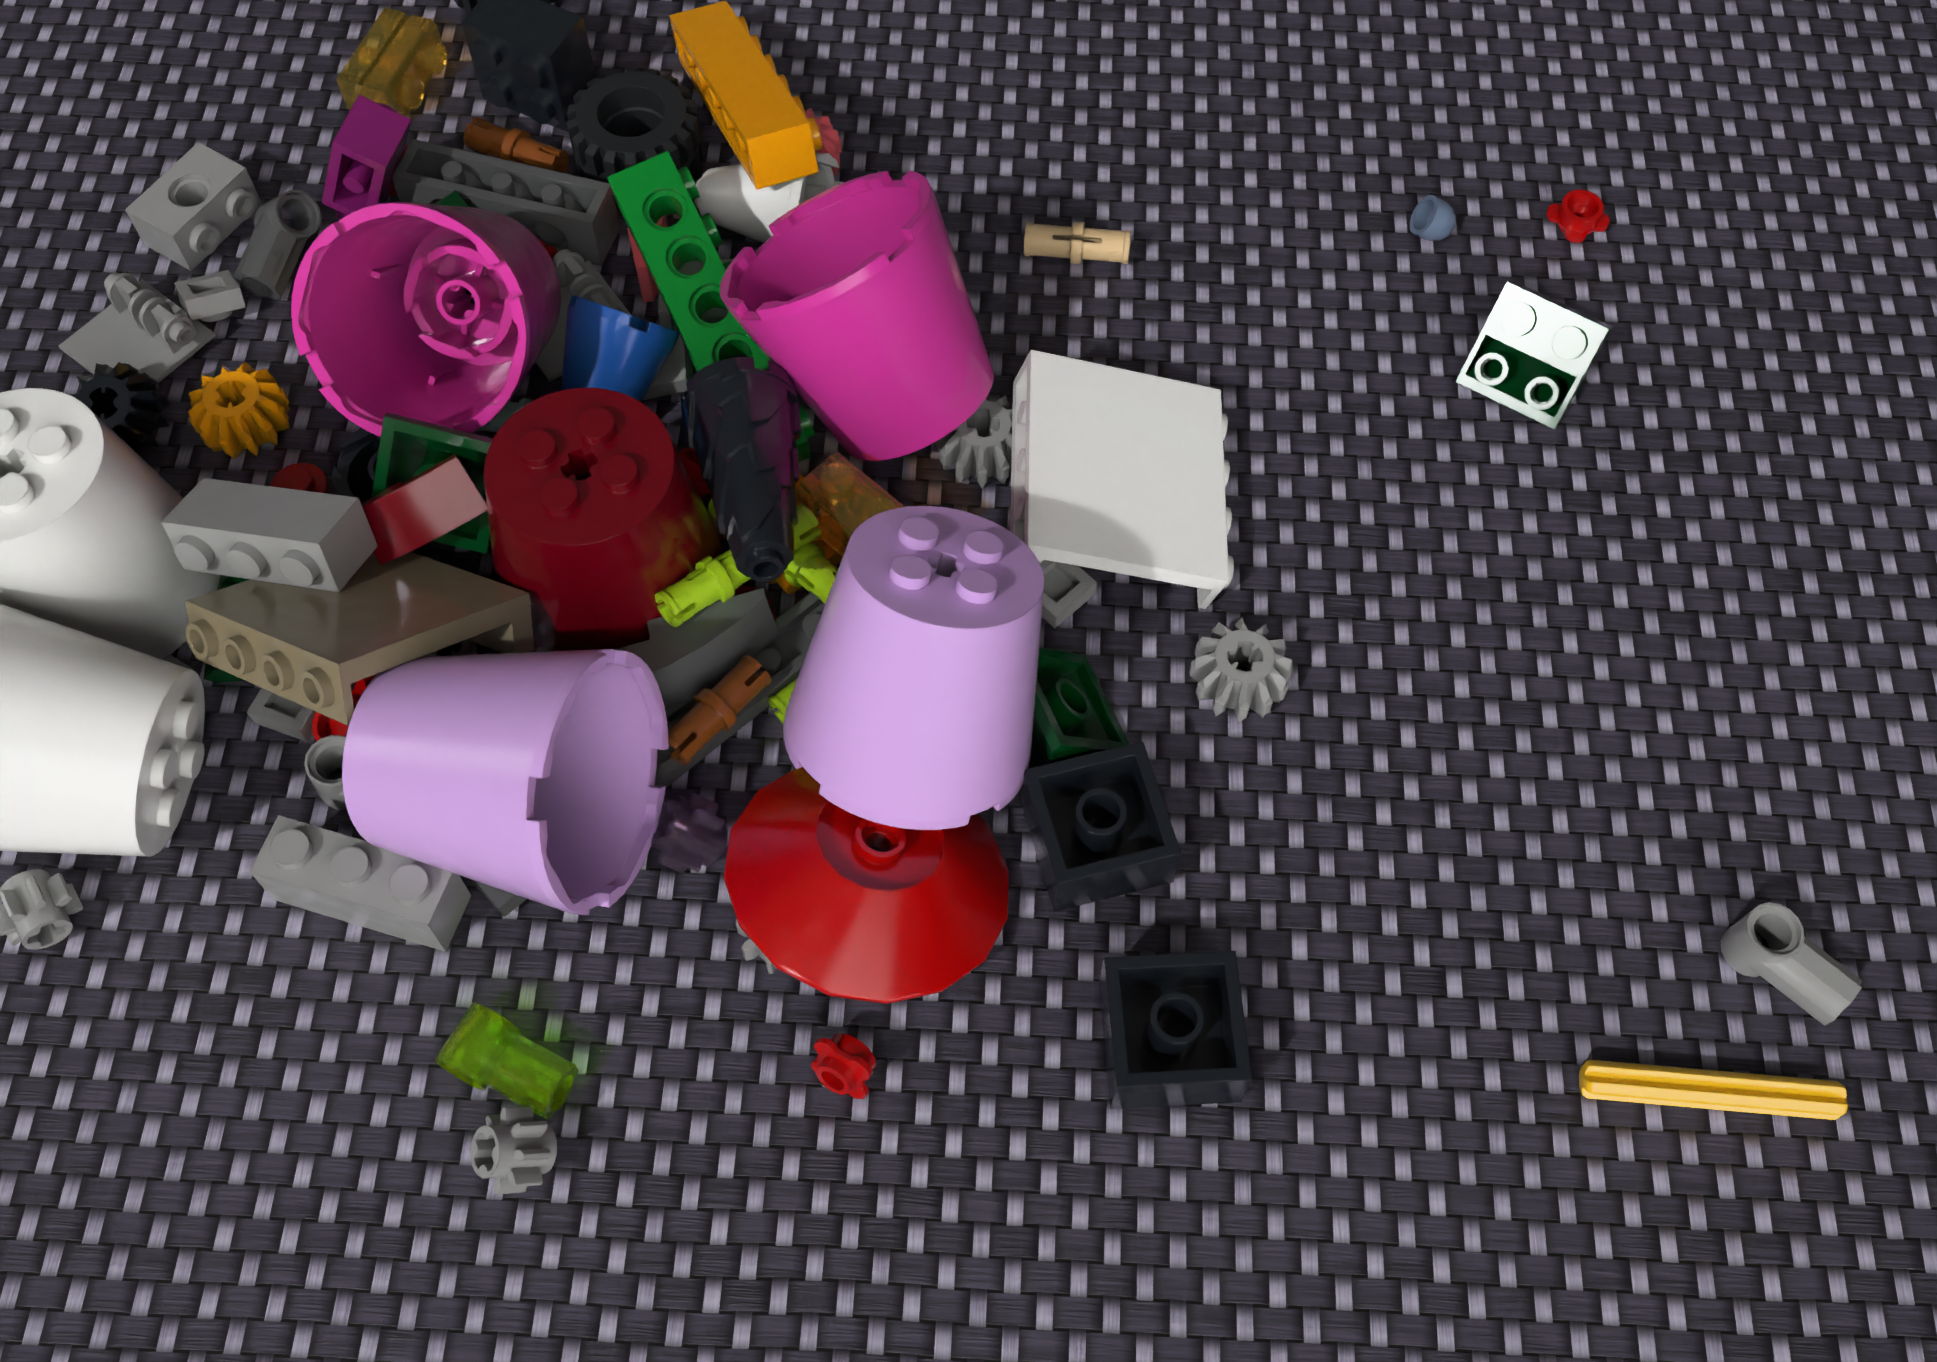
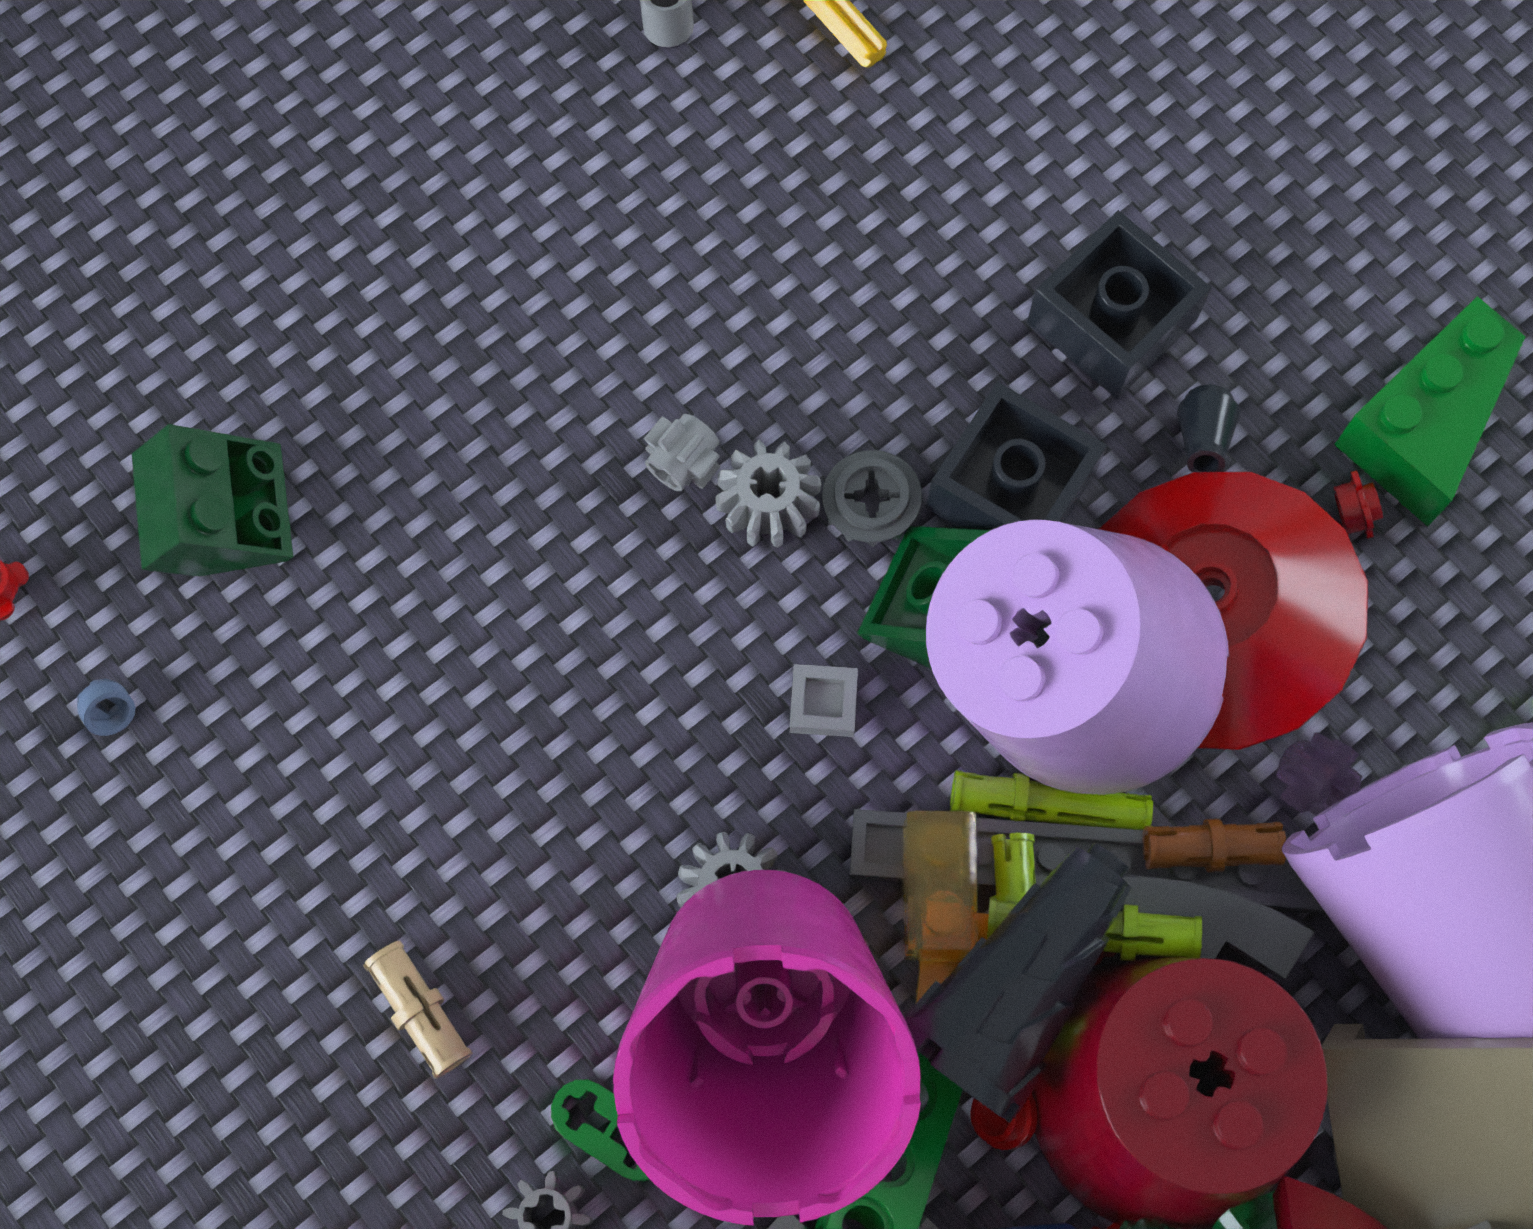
camera: 130 degrees left, 10 degrees up
(858, 1197) = (1433, 412): none -> green wedge
(1008, 1007) = (1207, 426): none -> black cone
(1121, 472) = (687, 719): white panel -> none
(1175, 715) = (849, 482): none -> dark grey gear
(1324, 638) = (682, 452): none -> light grey gear

